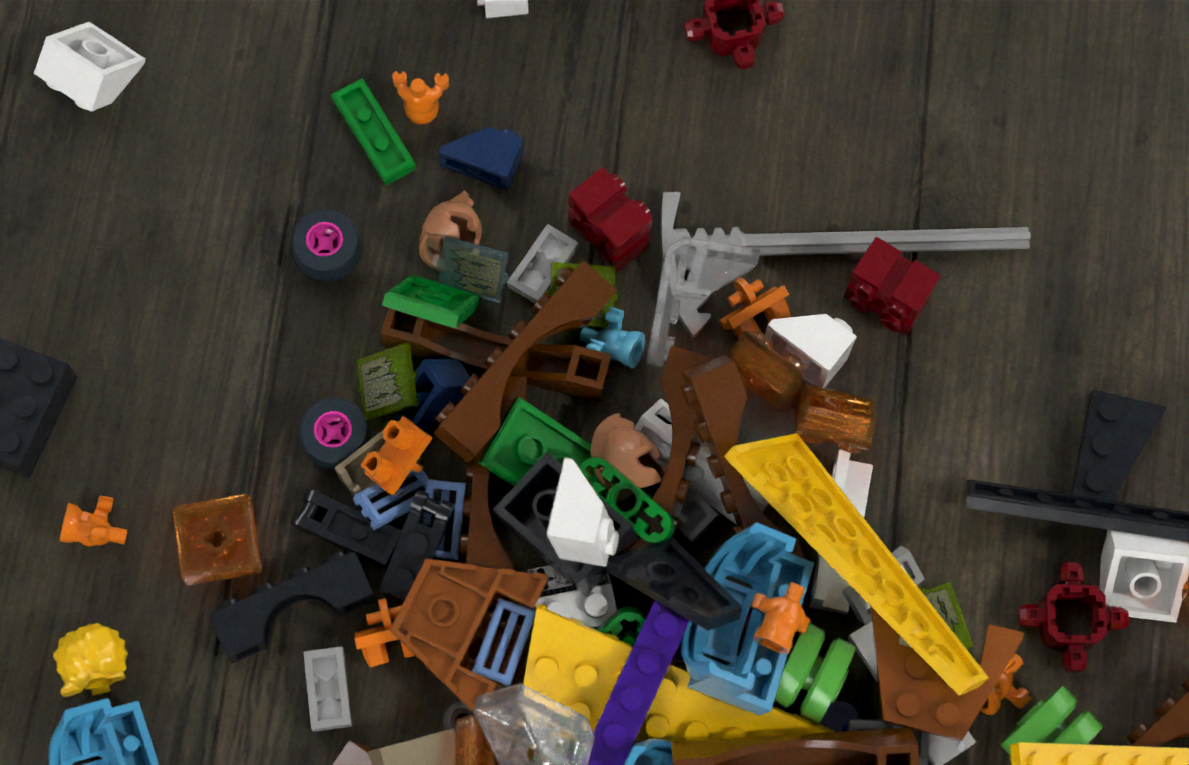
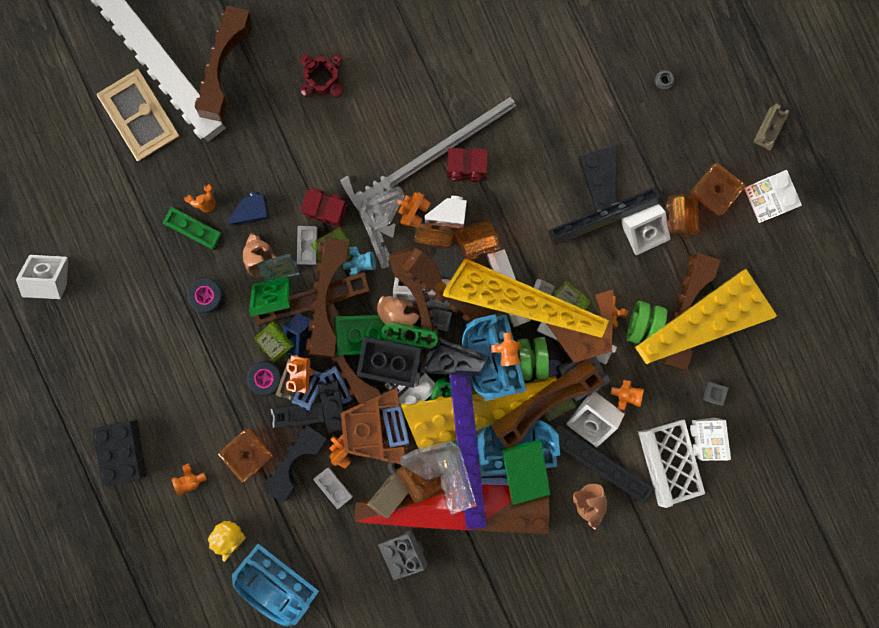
camera: 30 degrees left, 15 degrees up
(579, 521) = (398, 362): white slope -> none
(1100, 618) = (638, 258): dark red piece -> none

